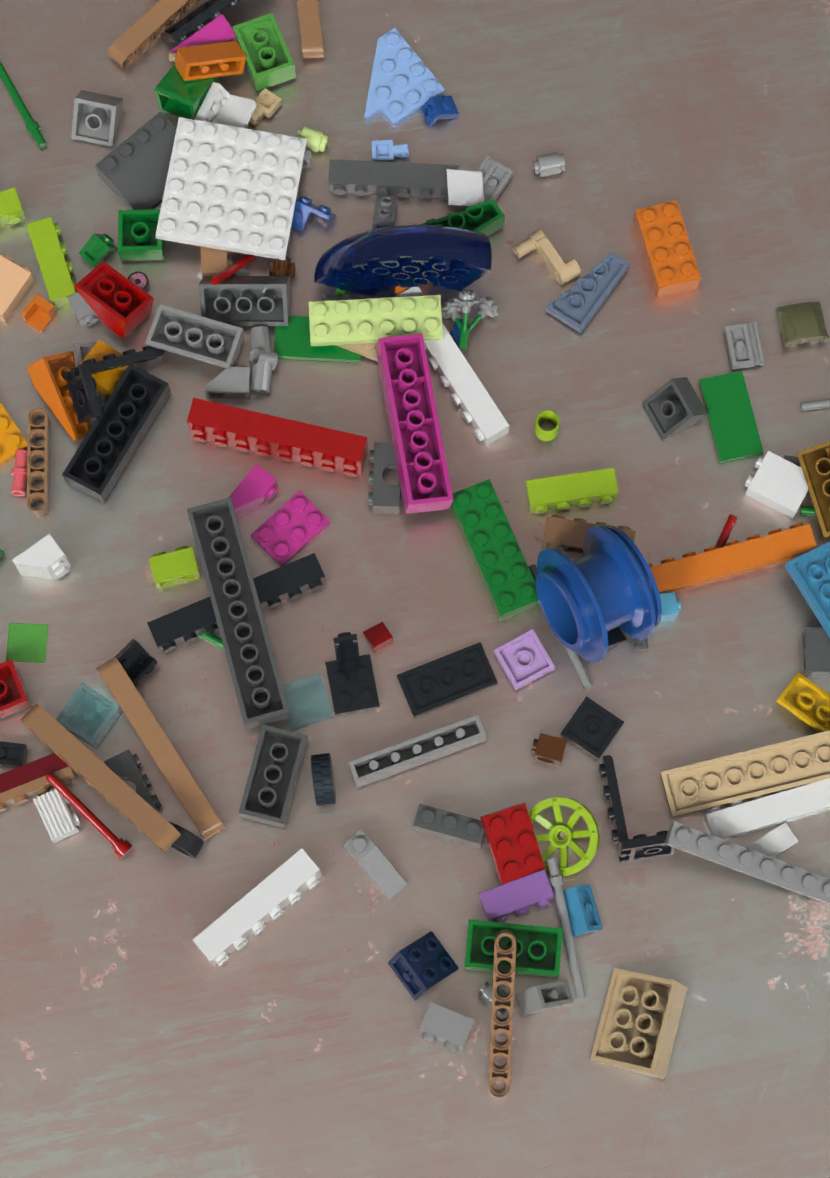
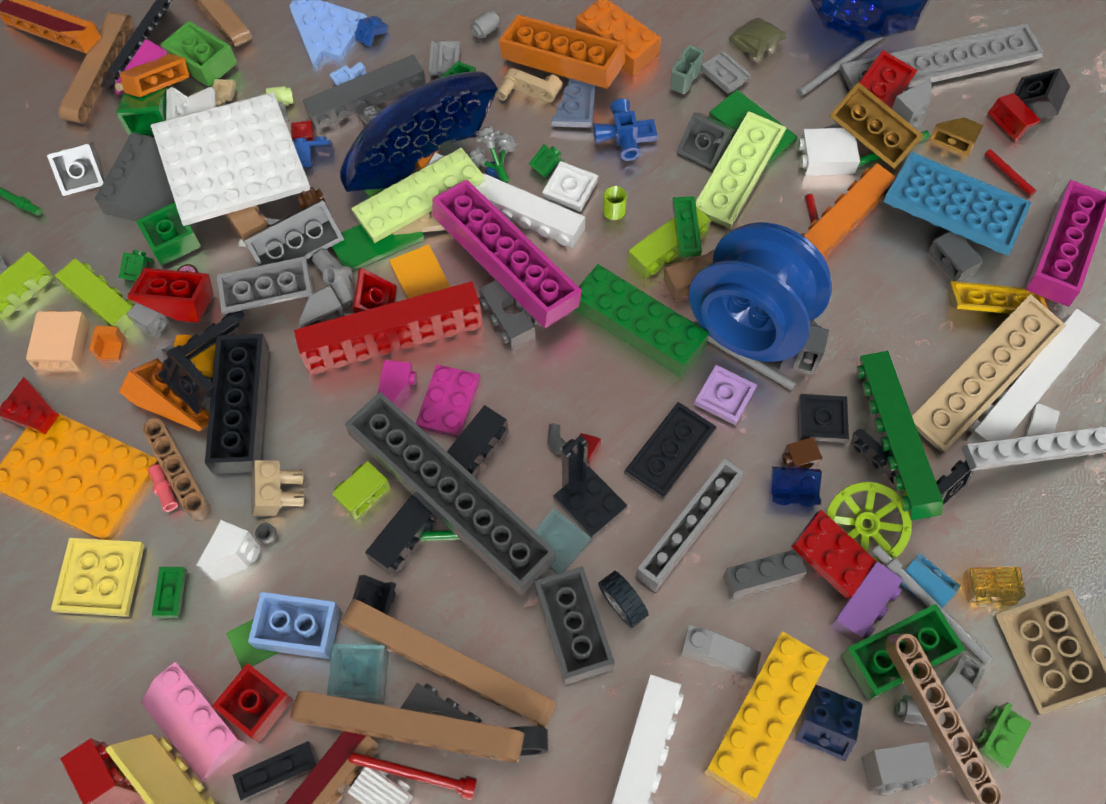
camera: 30 degrees left, 10 degrees down
(62, 649) = (294, 625): none -> light blue brick
(78, 558) = (264, 534): none -> dark grey hinge
(99, 524) = (266, 491): none -> tan brick
(232, 269) = (267, 218): red bar -> none
(282, 396) = (372, 291): none -> red slope
(314, 188) = (302, 130): none -> red tile
(335, 399) = (419, 272): none -> light orange tile
(356, 618) = (554, 441): none -> dark grey arm
(376, 931) = (766, 717): none -> yellow brick
(464, 187) = (427, 67): white sticker -> none
(515, 345) = (545, 160): none -> green bracket
(520, 384) = (570, 186): none -> white plate
(525, 771) = (795, 486): none -> clear blue bracket
(549, 1055) = (1003, 735): none -> bright green bracket
(589, 488) = (686, 226): none -> green plate
(597, 241) = (562, 51): none -> orange brick
(606, 356) = (625, 130): none -> blue brick
(620, 662) = (811, 354): none -> dark grey brick
(627, 944) = (994, 585): none -> clear yellow brick
(634, 779) = (899, 437): none -> green brick
(683, 455) = (739, 169): none -> yellowish green plate
(705, 324) = (686, 69): none -> sand green brick

